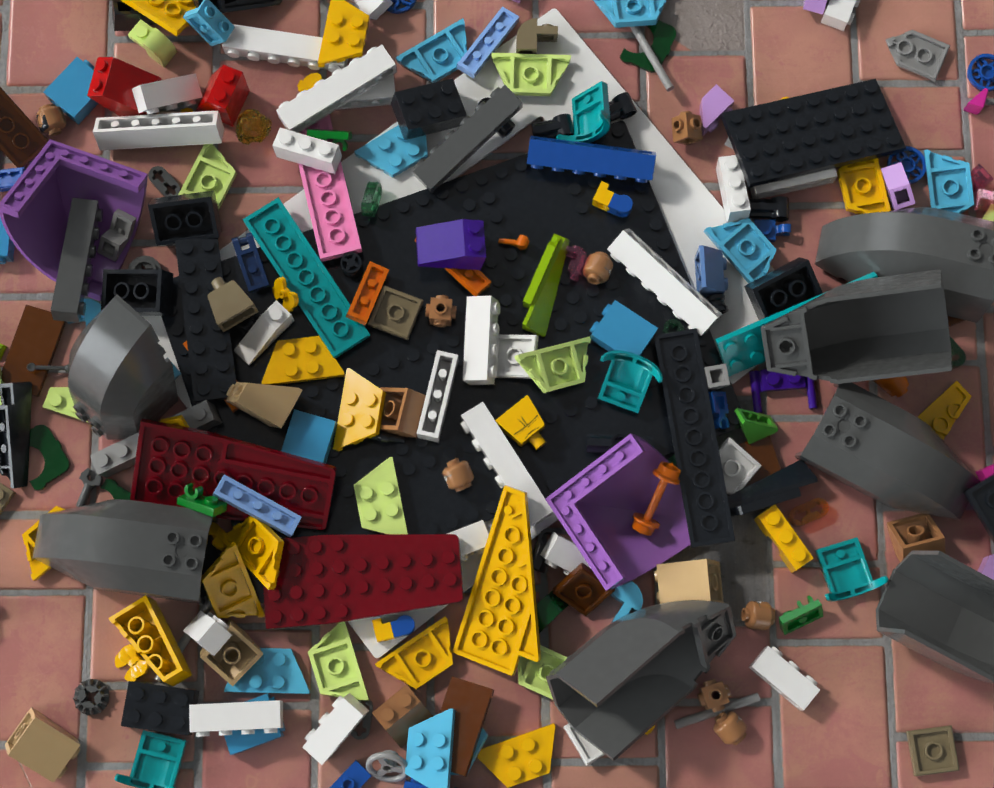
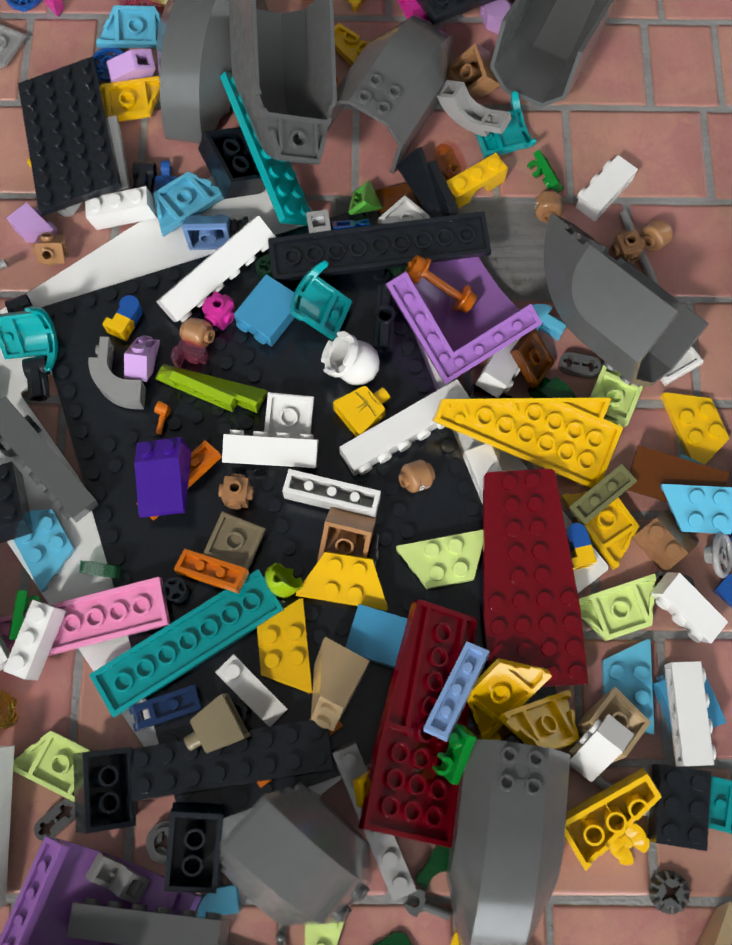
camera: 90 degrees left, 5 degrees down
(281, 291) = (200, 670): yellow piece -> none
(358, 355) = (281, 581): none -> lime hair
(443, 652) = (602, 494): none -> olive plate
(545, 191) = (119, 391): none -> light grey arch
(557, 365) = (300, 374): yellowish green wing -> none
(569, 410) = (350, 359): none -> white tile
(570, 219) = (140, 358): none -> lavender slope
(577, 640) = (579, 365): none -> dark grey beam
(592, 158) = (75, 336): blue brick -> none
(620, 293) = (219, 310): none -> dark pink brick
(689, 581) = (521, 265): tan slope -> none
(772, 381) = (318, 182): dark purple plate -> none
(860, 532) = (470, 114): none -> light grey arch
(932, 750) = (662, 75): dark tan plate -> none

